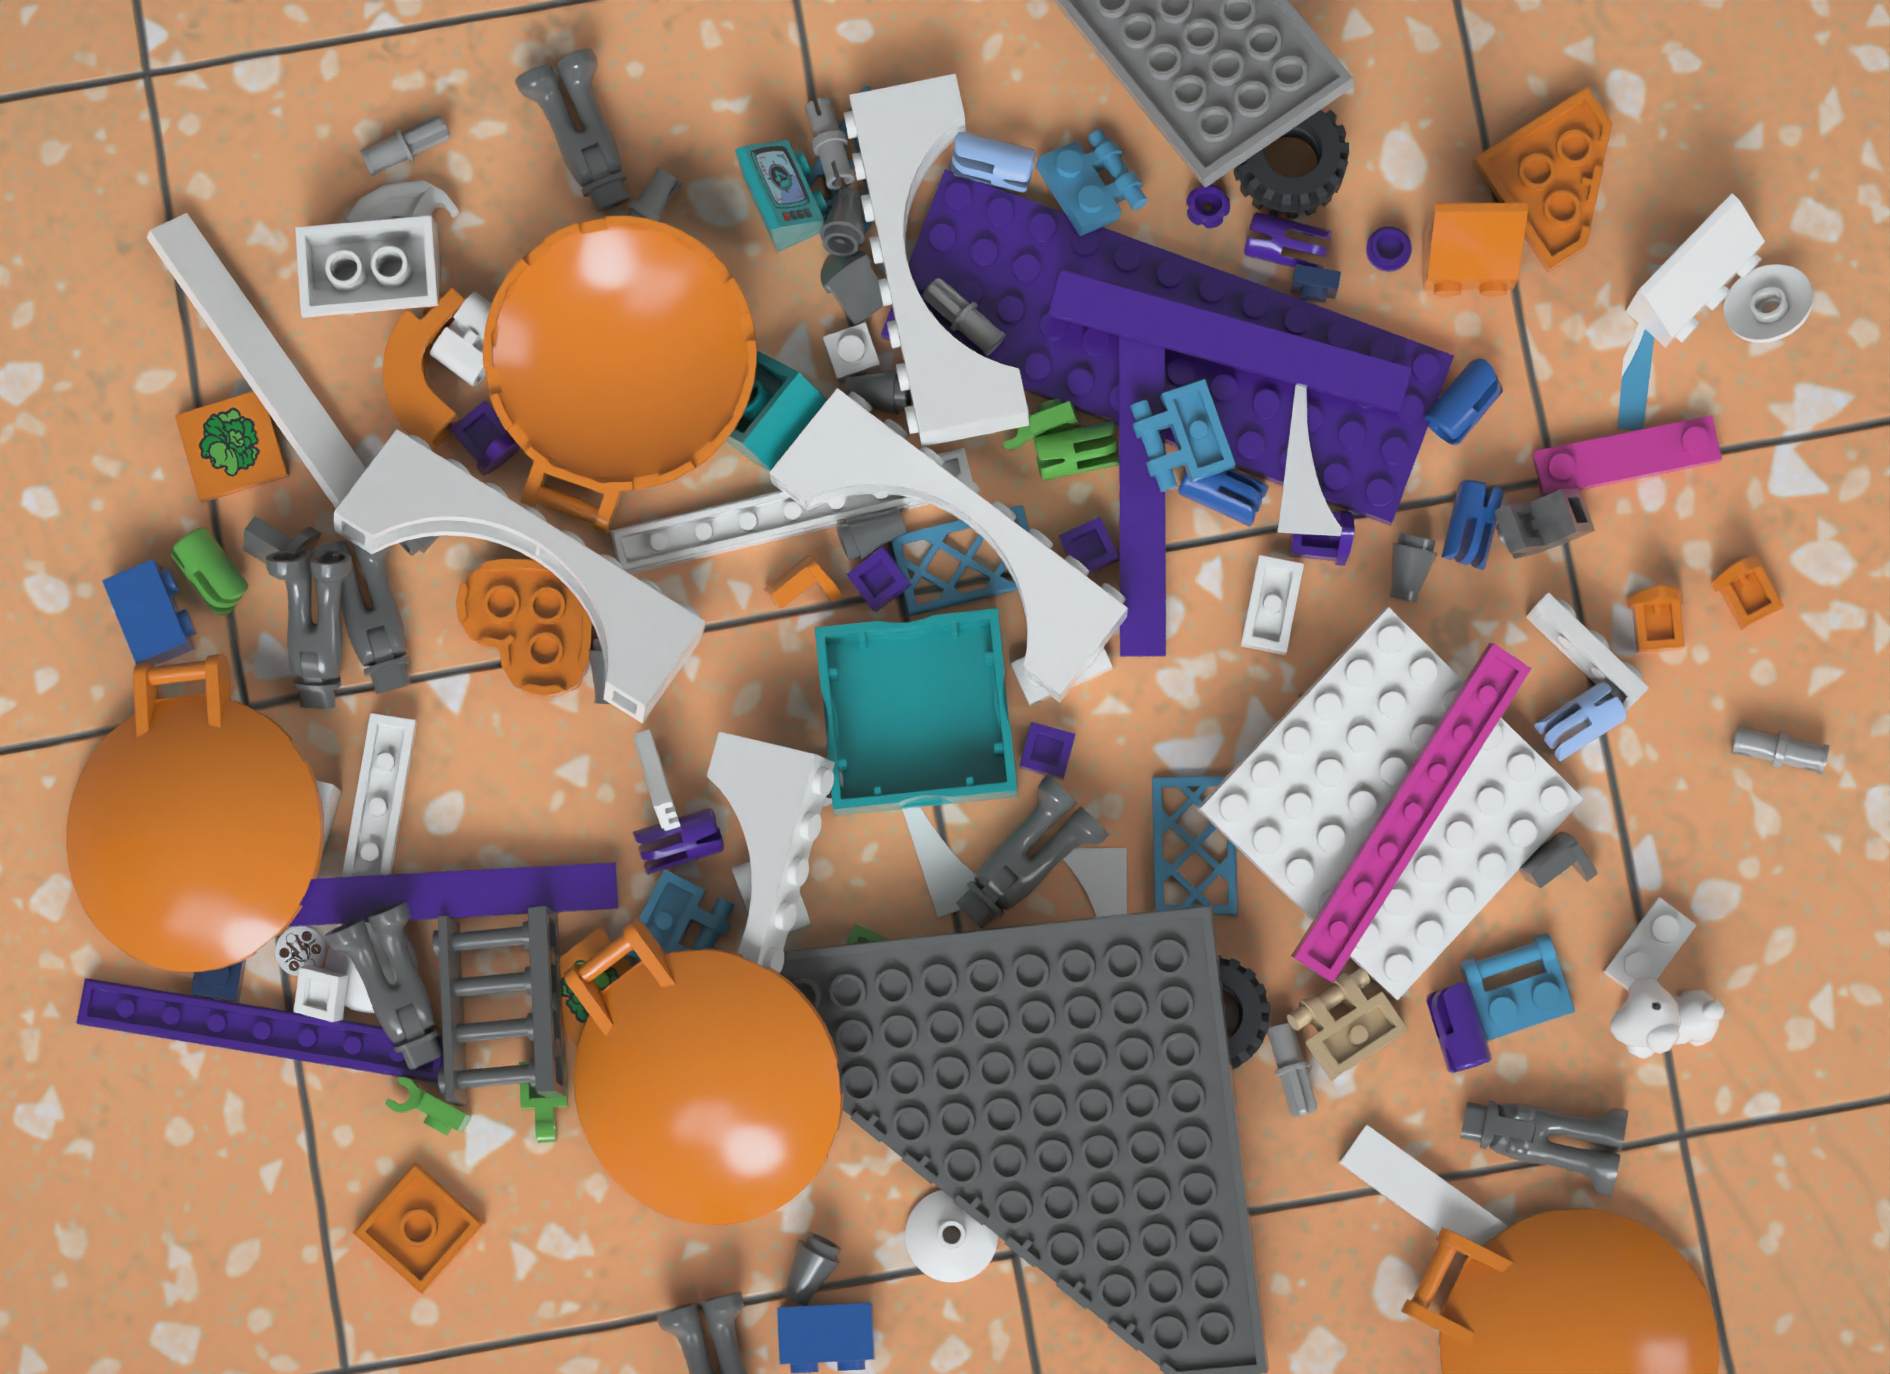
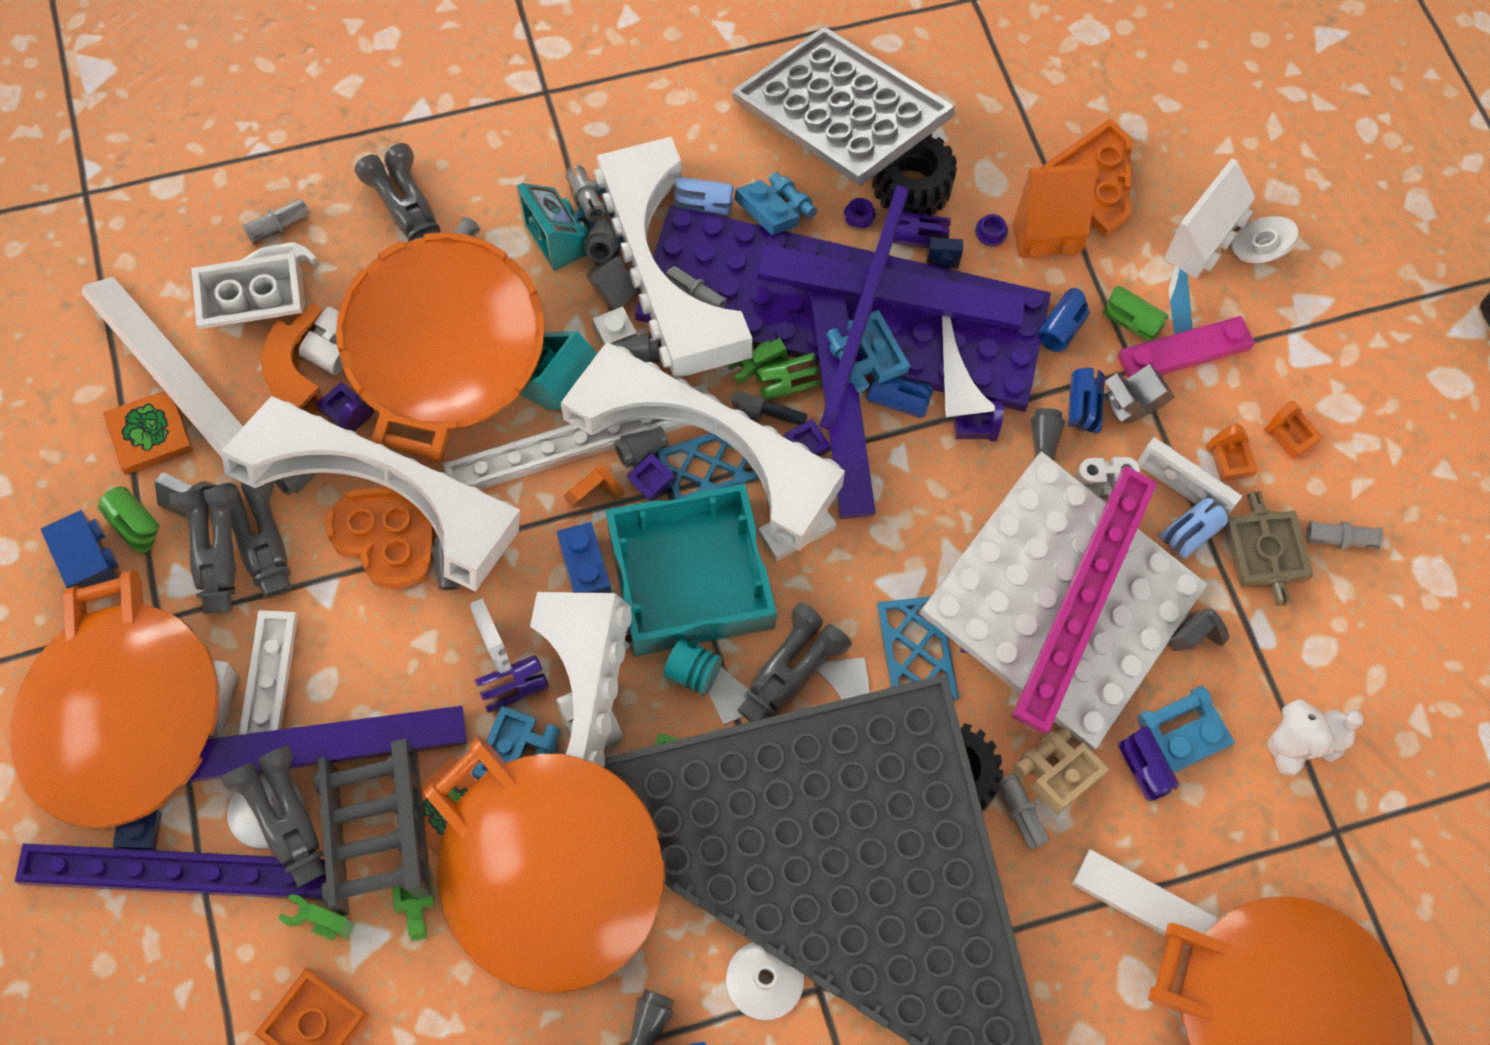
camera: 15 degrees left, 15 degrees down
(299, 948) = (206, 804): white sticker -> none
(321, 993) = (222, 834): white plate -> none
(781, 694) = (583, 559): none -> blue brick
(905, 844) = (692, 666): none -> teal piece
(1025, 491) = (756, 407): none -> piece
(1047, 750) = (794, 587): dark purple plate -> none
(1184, 379) = (864, 308): none -> dark purple tile
(1272, 605) = (949, 469): white plate -> none
(1473, 638) = (1102, 474): none -> white piece
(1523, 1134) = (1216, 843): dark grey piece -> none
(1564, 401) = (1135, 314): none -> bright green arm
(1650, 945) = (1280, 687): white plate -> none
(1674, 758) = (1268, 548): none -> dark tan plate

